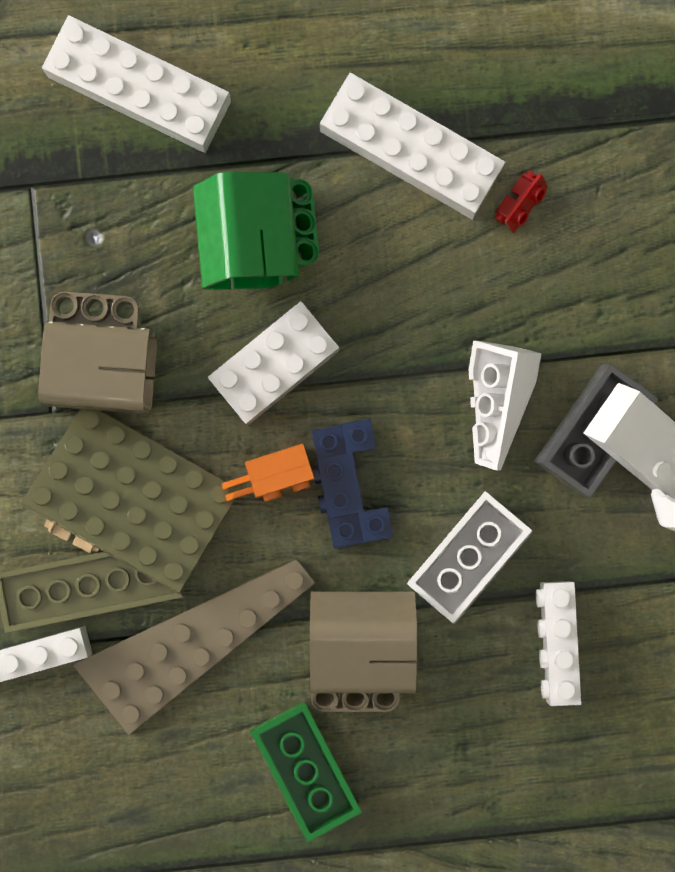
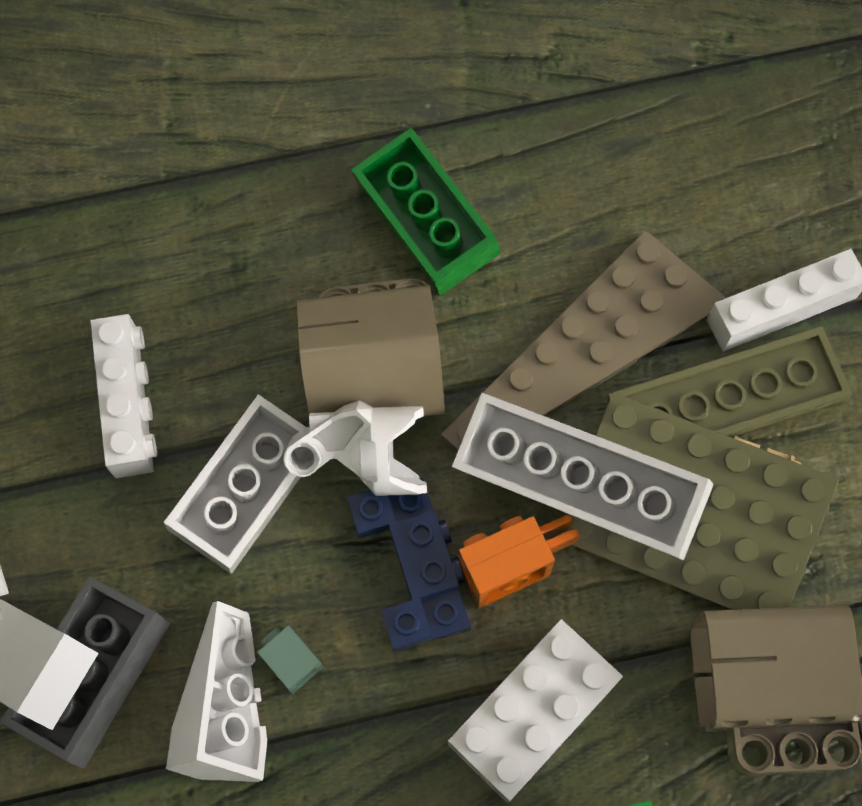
camera: 170 degrees right, 15 degrees down
(214, 525) = (584, 475): none -> white brick
(376, 570) = (361, 441): none -> white piece
(447, 423) = (289, 658): none -> sand green brick

